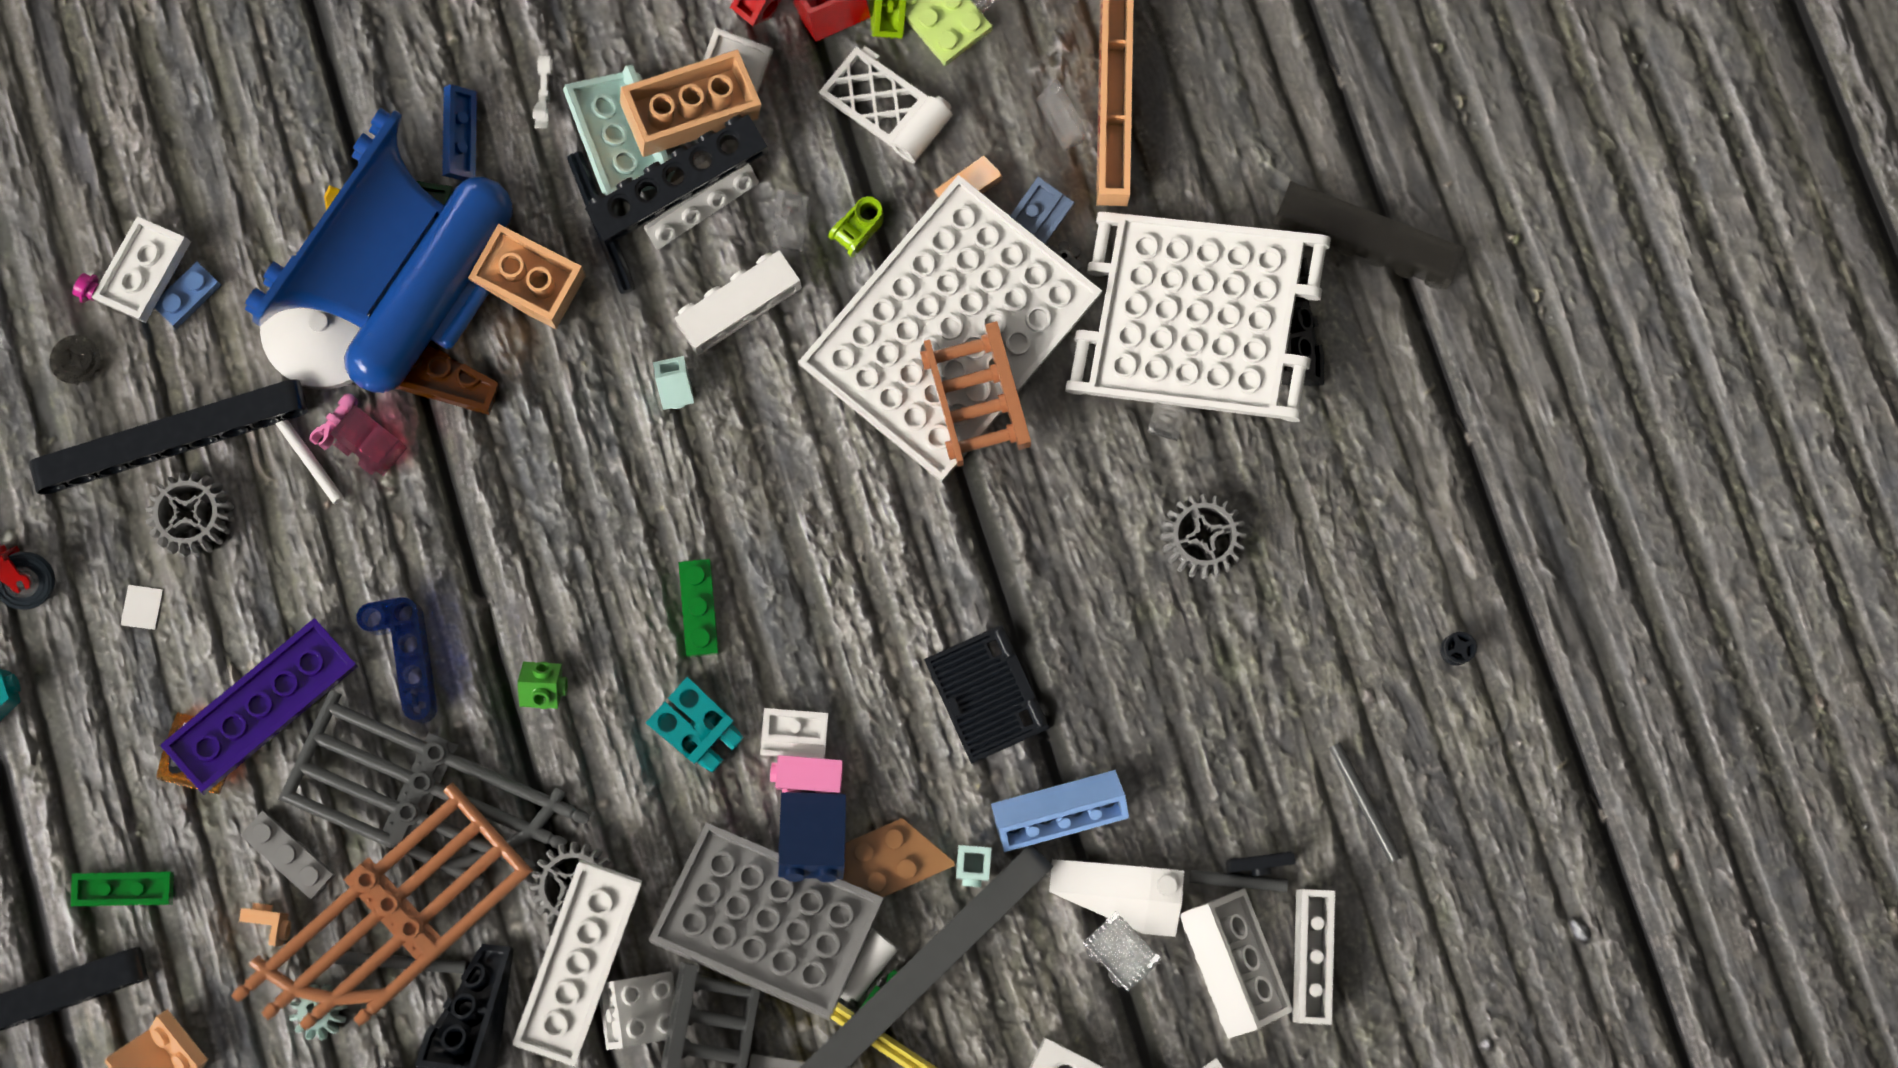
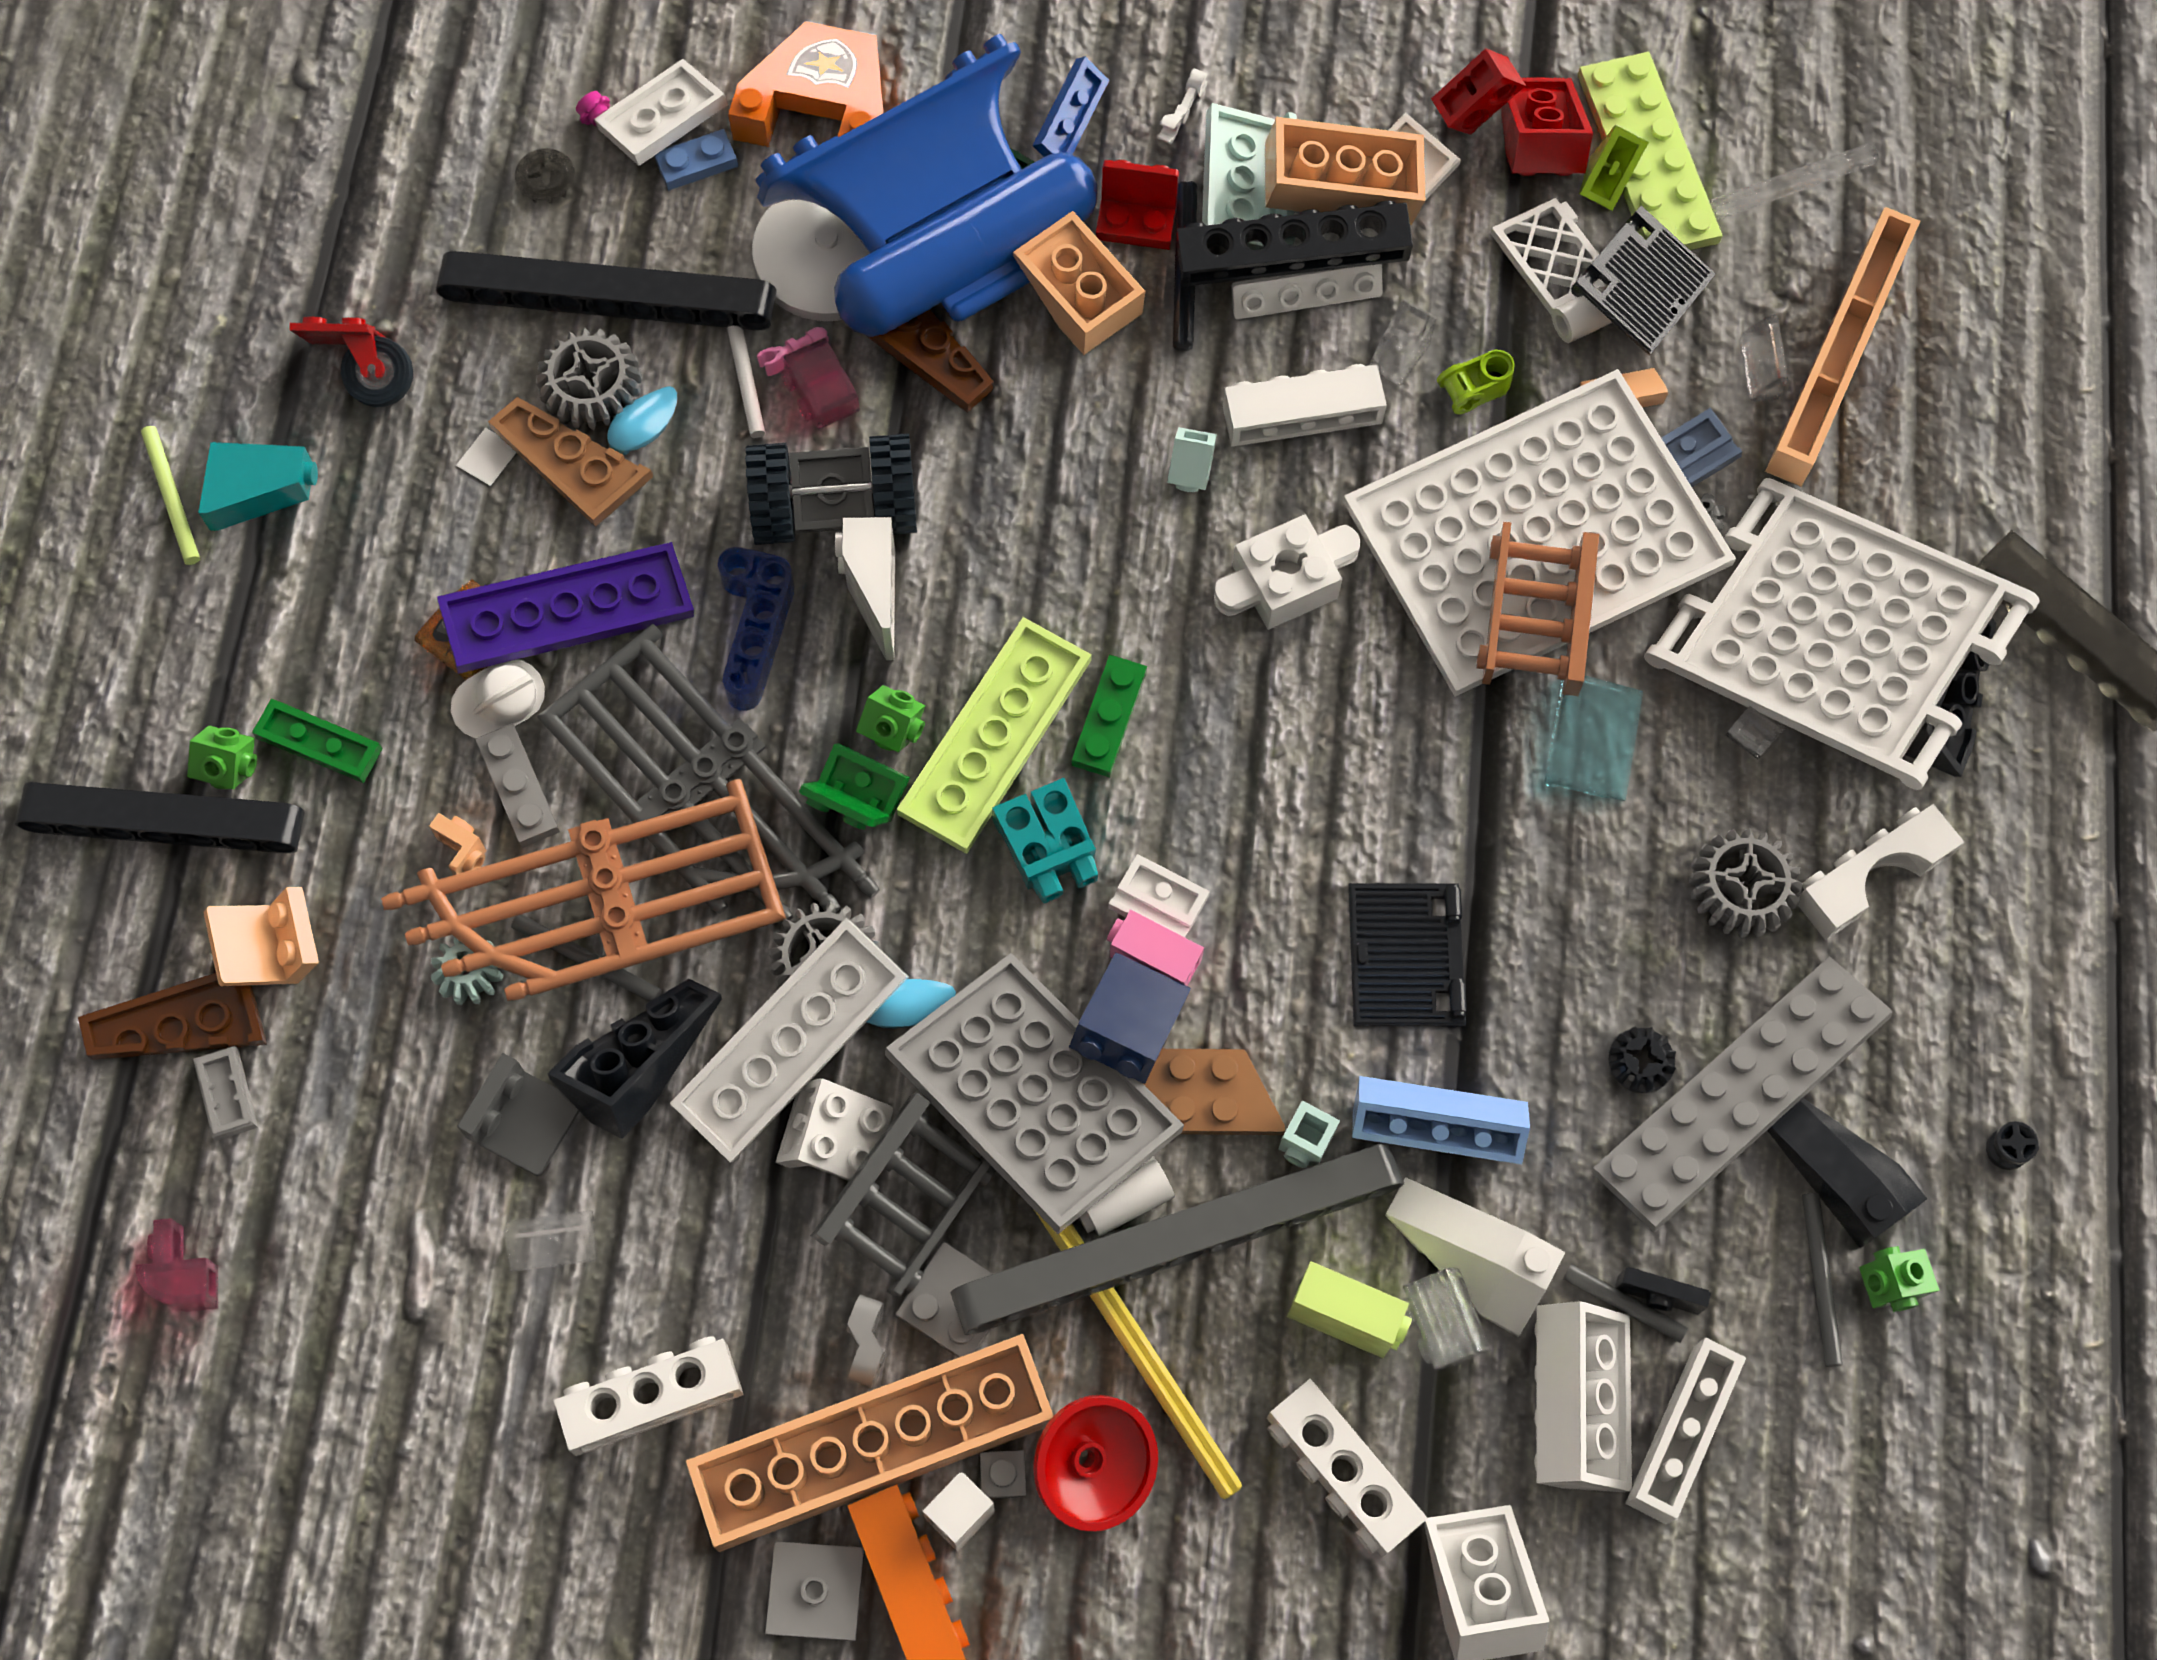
camera: 25 degrees right, 10 degrees down
(57, 936) = (221, 757): none -> bright green brick
(213, 587) = (573, 464): none -> medium nougat wing
(241, 796) = (497, 698): none -> white piece
(246, 529) = (642, 420): none -> medium azure arm
(250, 182) = (812, 73): none -> wedge
(415, 528) = (827, 485): none -> plate
(471, 573) = (868, 561): none -> white slope
(539, 752) = (856, 788): none -> green bracket
(544, 192) = (1137, 204): none -> red bracket
(621, 661) = (994, 735): none -> yellowish green plate
(654, 890) = (912, 1003): none -> medium azure arm
(780, 441) = (1290, 587): none -> white brick
(949, 92) = (1644, 280): none -> black window
(1053, 979) = (1350, 1311): none -> yellowish green brick
(1055, 470) = (1594, 739): none -> clear light blue piece
(1172, 710) = (1626, 1067): none -> black gear
(1260, 693) = (1741, 1093): none -> light grey plate
(1312, 453) = (1917, 845): none -> white arch
(1357, 718) = (1852, 1177): none -> black wedge
(1416, 782) = (1898, 1278): none -> bright green brick

